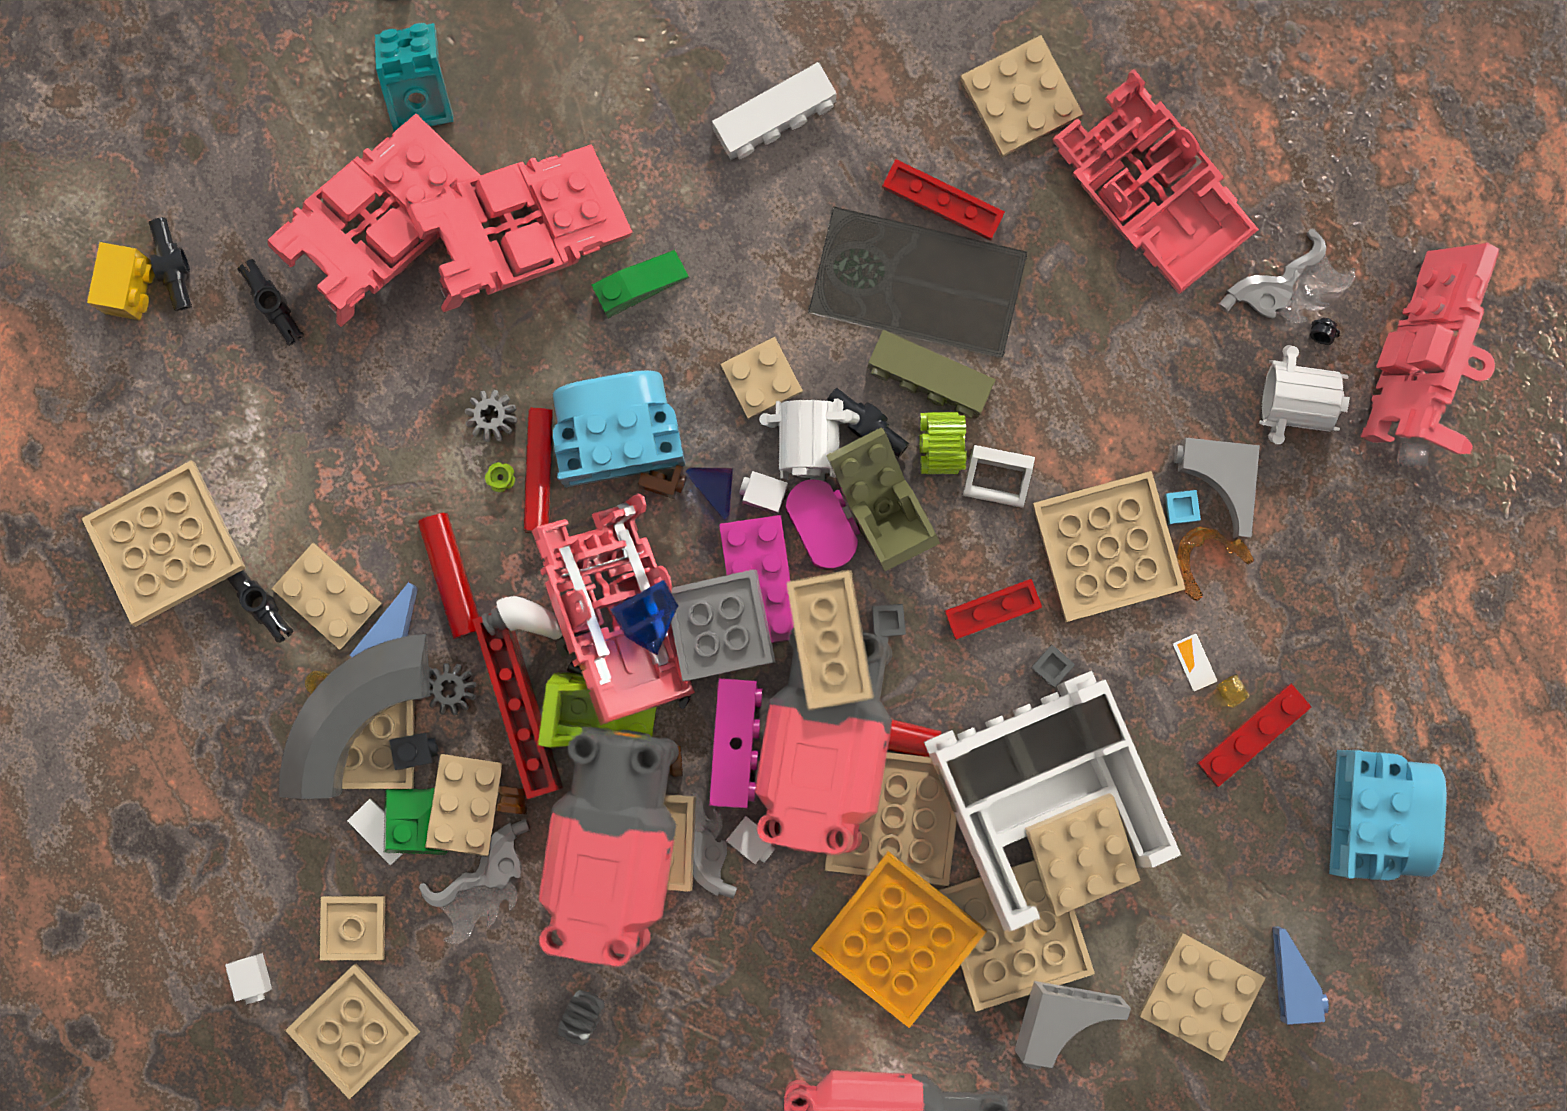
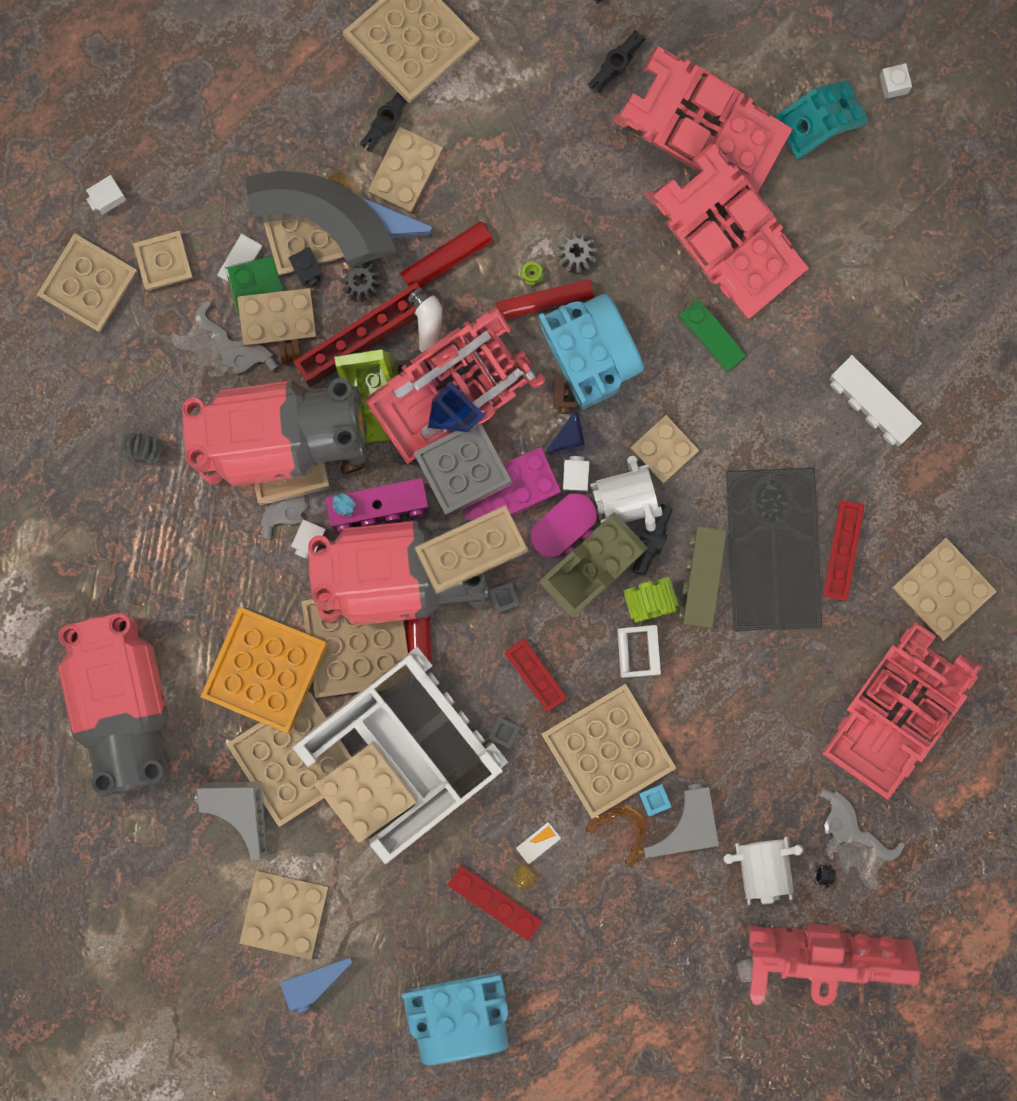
camera: 85 degrees right, 0 degrees up
(726, 784) = (343, 504): none -> medium azure plate

